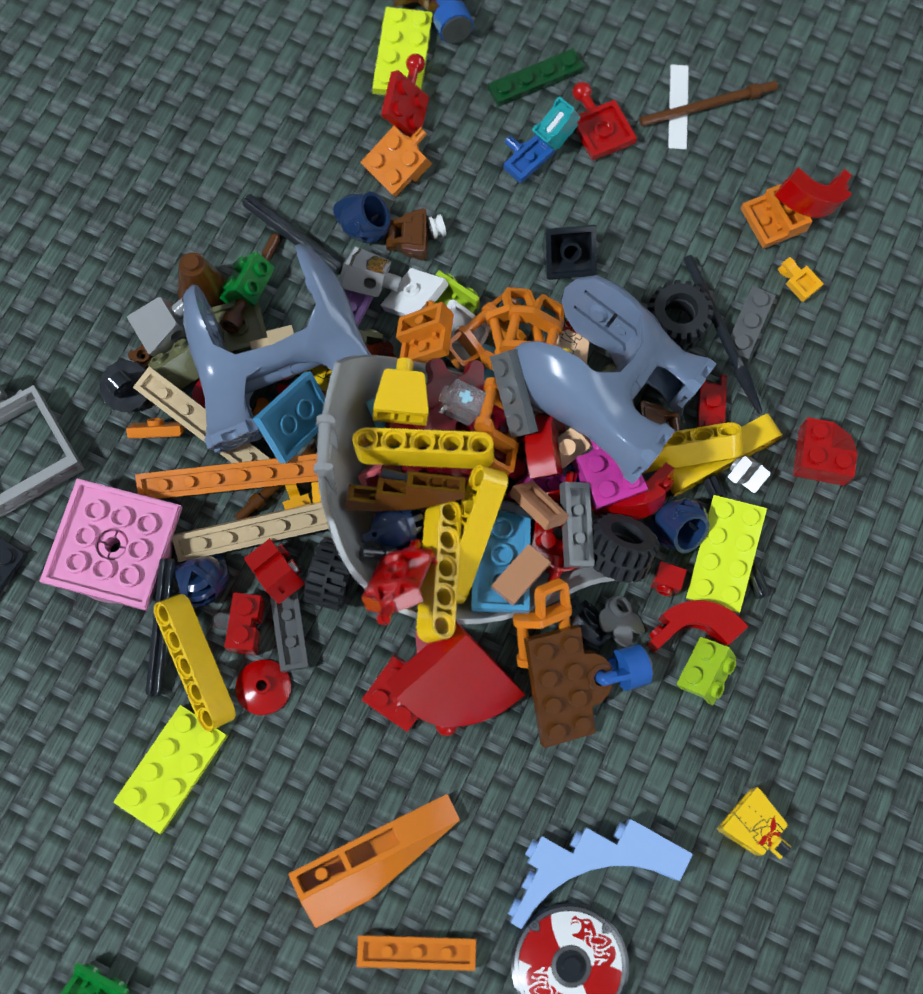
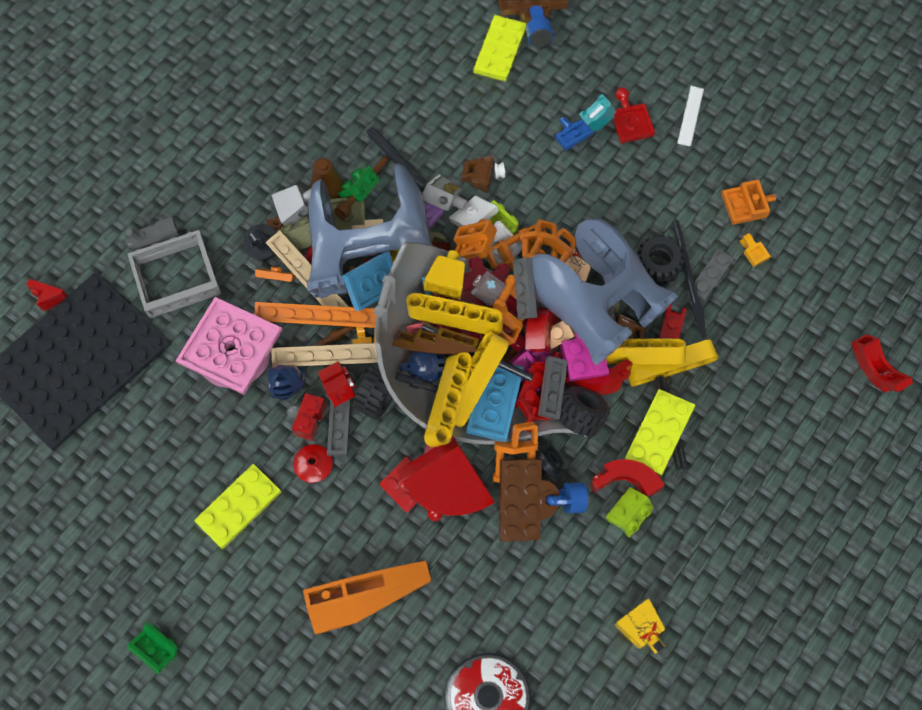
camera: 15 degrees right, 5 degrees down
(158, 644) = (250, 407): black axle -> none
(194, 662) = (269, 435): yellow beam -> none
(363, 216) = (448, 154): dark blue helmet -> none
(397, 160) = (480, 120): orange plate -> none
(398, 581) = (416, 397): red plate -> none
(404, 101) = (493, 81): red plate -> none
(416, 952) = (381, 665): orange plate -> none
(520, 575) = (505, 414): nougat tile -> none
(535, 77) = (591, 79): dark green plate -> none
(539, 505) = (528, 369): nougat tile -> none
(570, 251) = (590, 202): black slope -> none
(620, 620) = (573, 464): dark grey plate -> none
(633, 847) = (520, 621): light blue arch -> none
(668, 579) = (614, 442): red plate -> none
(680, 525) = (630, 405): dark blue helmet -> none
(749, 473) = (687, 378): bracket -> none
(751, 92) = (747, 113): reddish brown bar -> none
(813, 198) = (772, 194): red arch -> none
(824, 452) = (747, 374): red slope -> none

